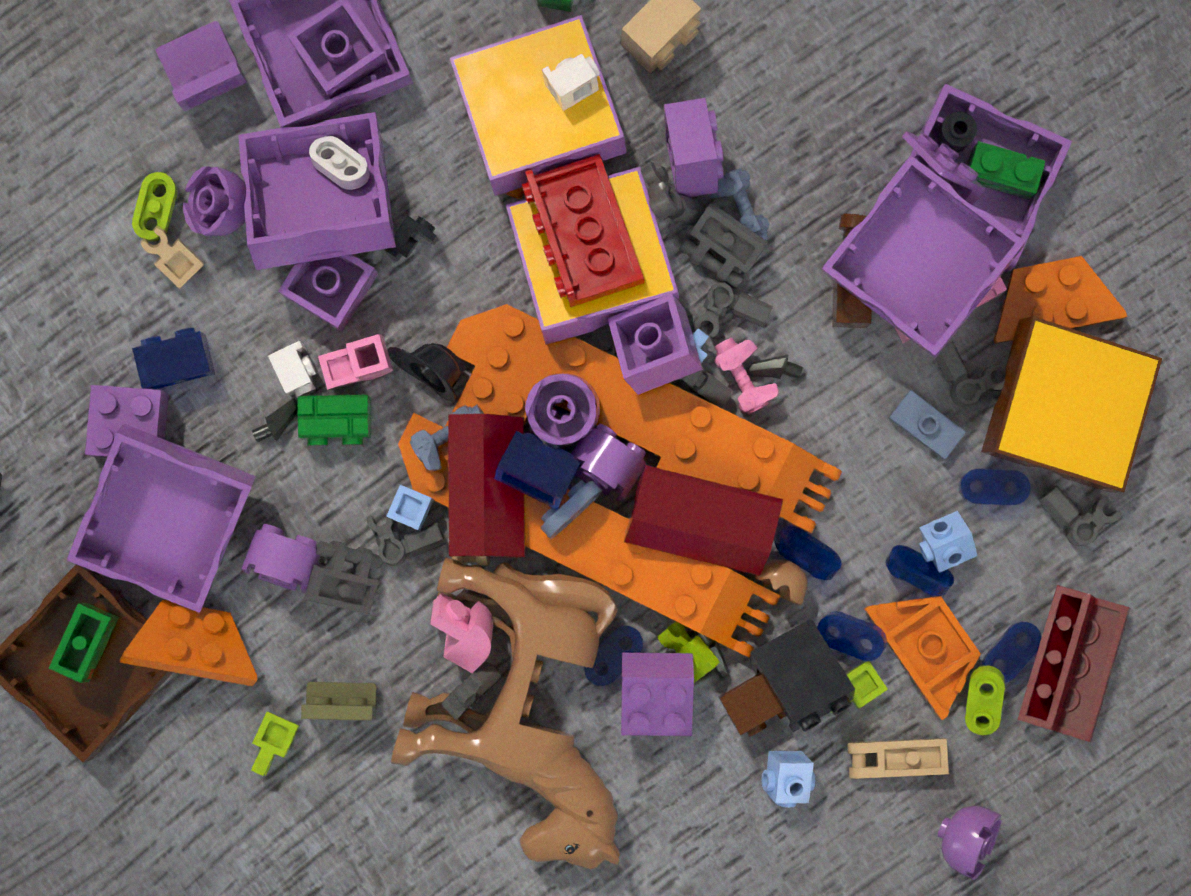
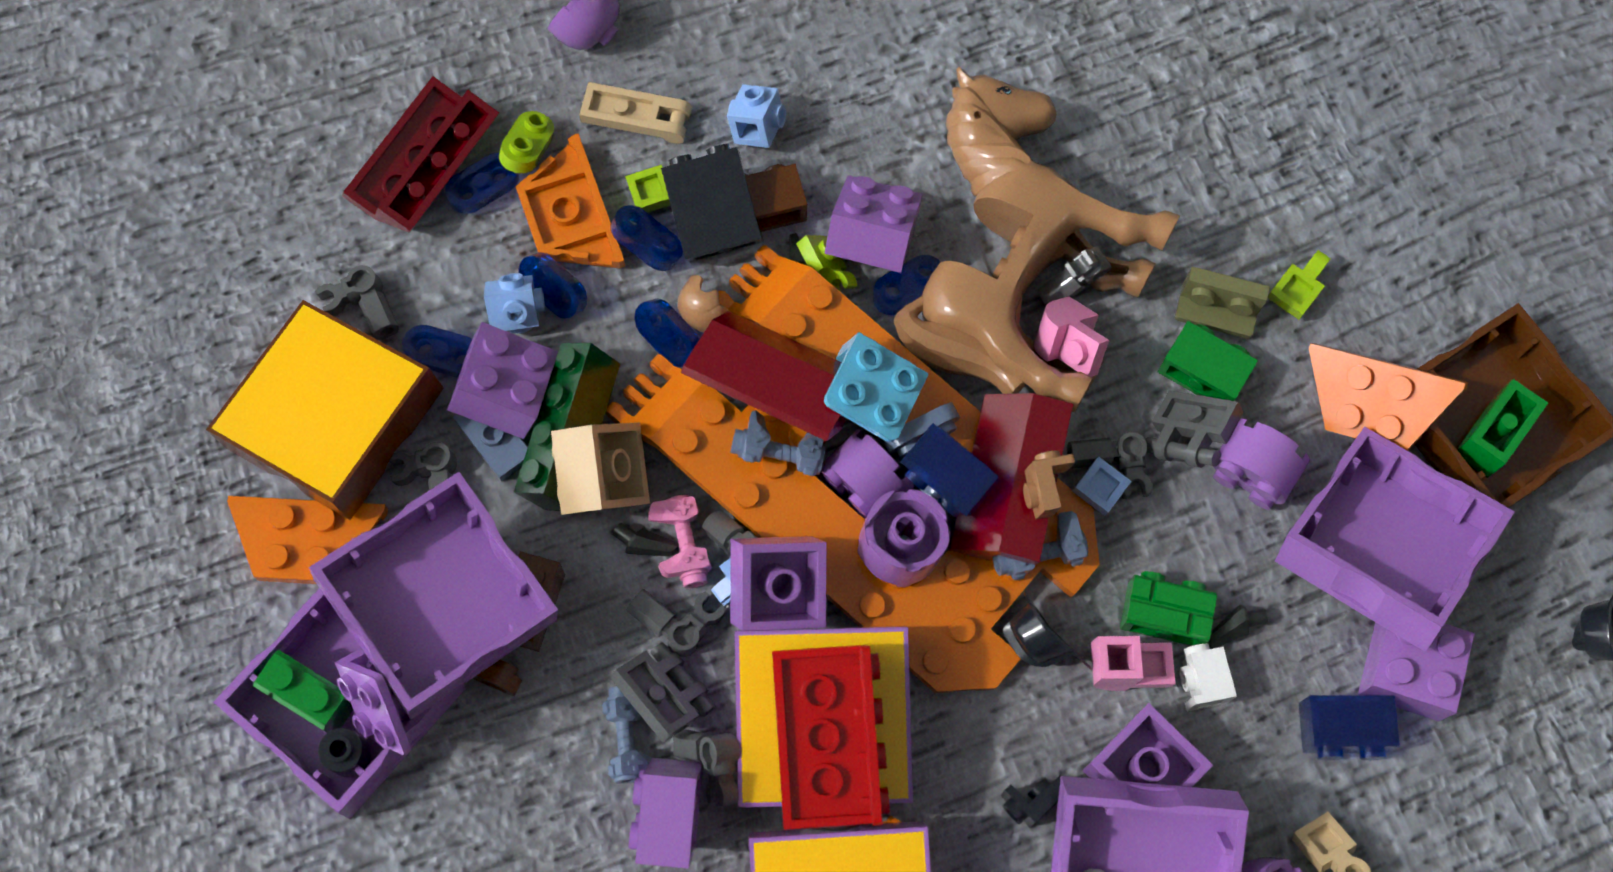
camera: 170 degrees left, 15 degrees down
(340, 643) = (1207, 363): none -> green brick
(460, 467) = (1041, 490): none -> medium nougat bracket
(617, 525) = (874, 387): none -> medium azure bracket
(705, 457) = (755, 443): none -> sand blue piece
(826, 407) = (600, 467): none -> tan brick
(866, 443) = (574, 398): none -> dark green brick
(932, 465) = (502, 380): none -> medium lavender brick

